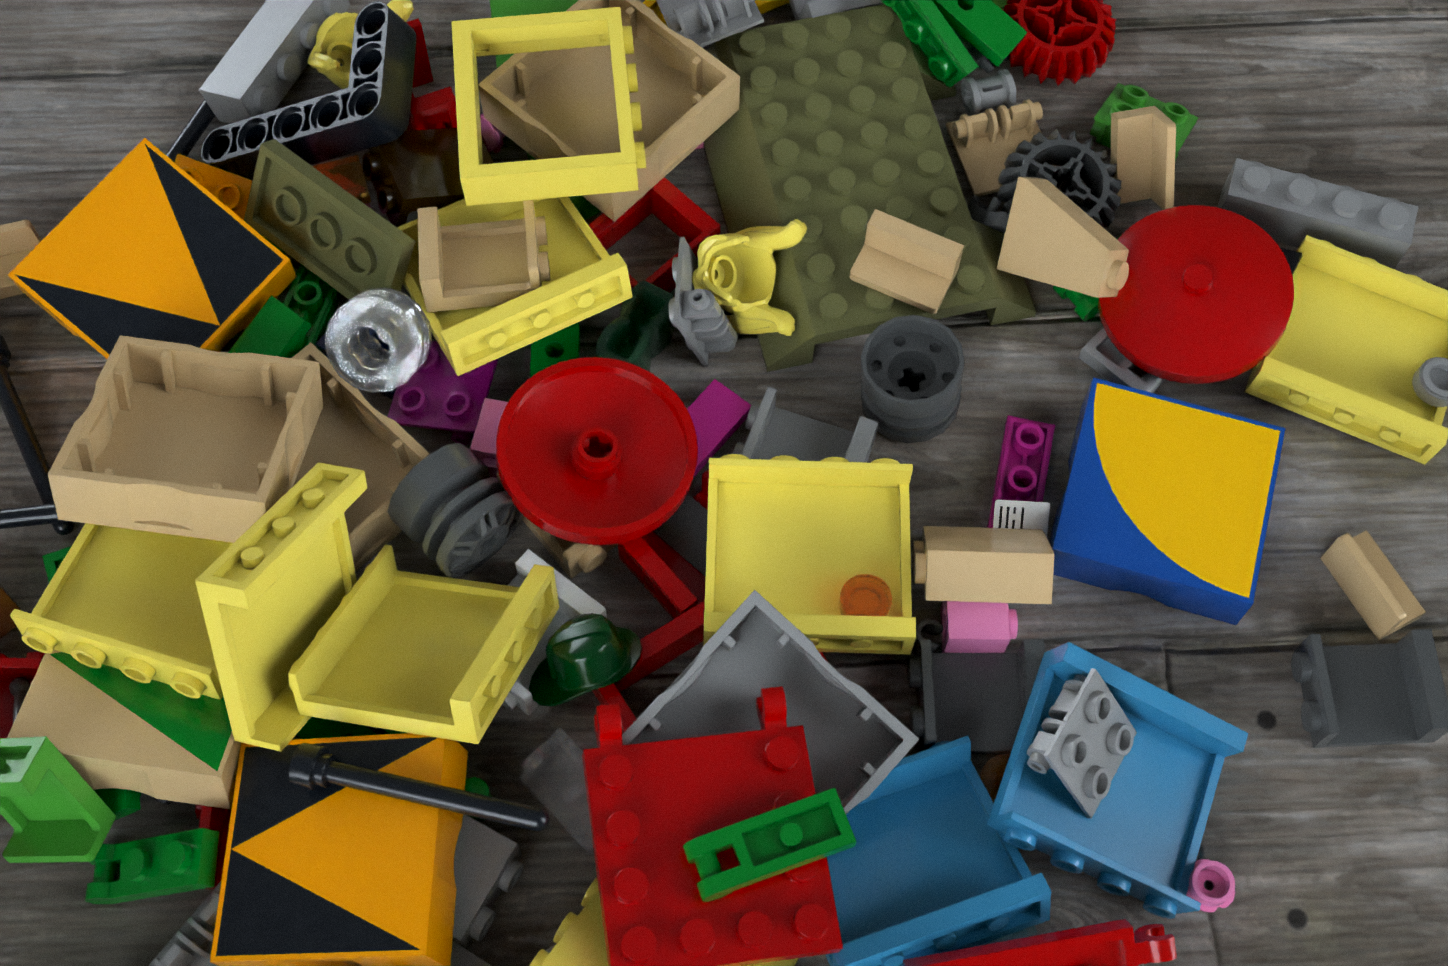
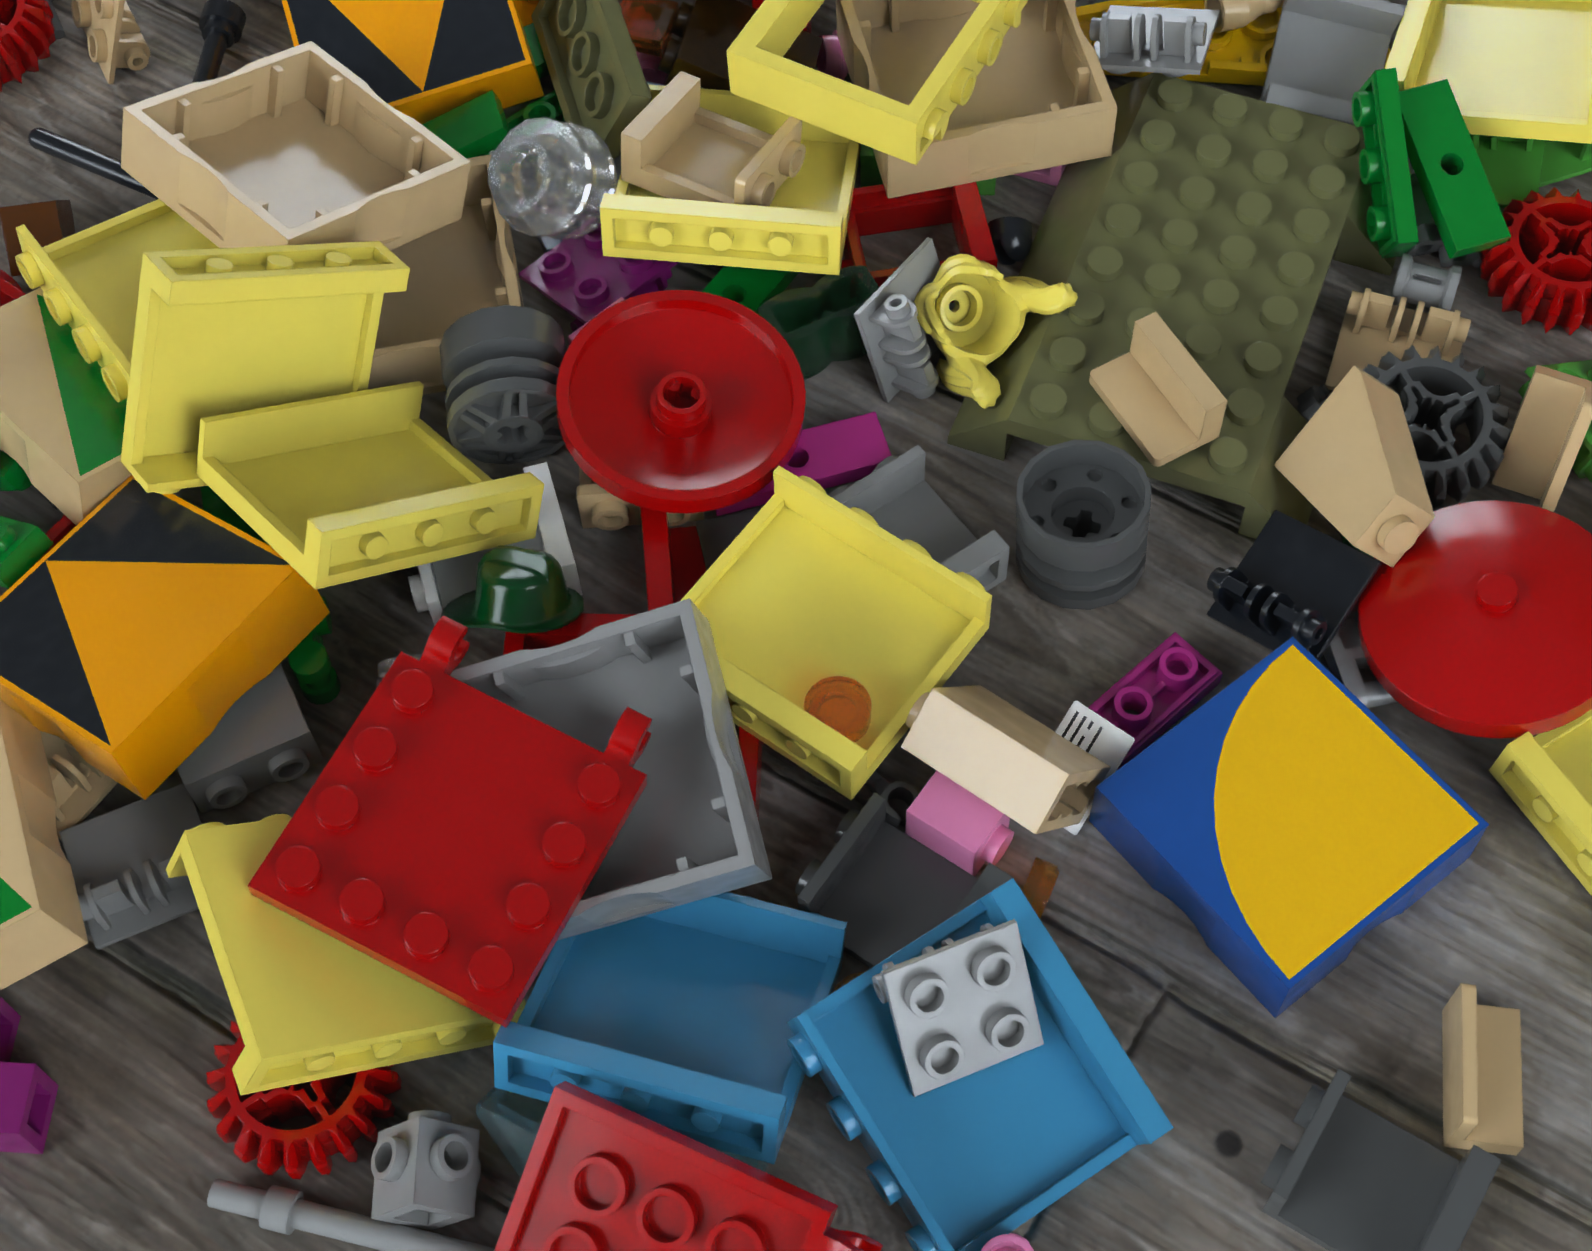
camera: 40 degrees right, 5 degrees down
(317, 768) = (165, 527): black piece -> none
(710, 201) = (1011, 238): none -> black hinge
(771, 843) = (503, 857): green plate -> none
(1053, 630) = (1040, 883): none -> clear orange tile
(1061, 344) = (1291, 586): none -> black hinge

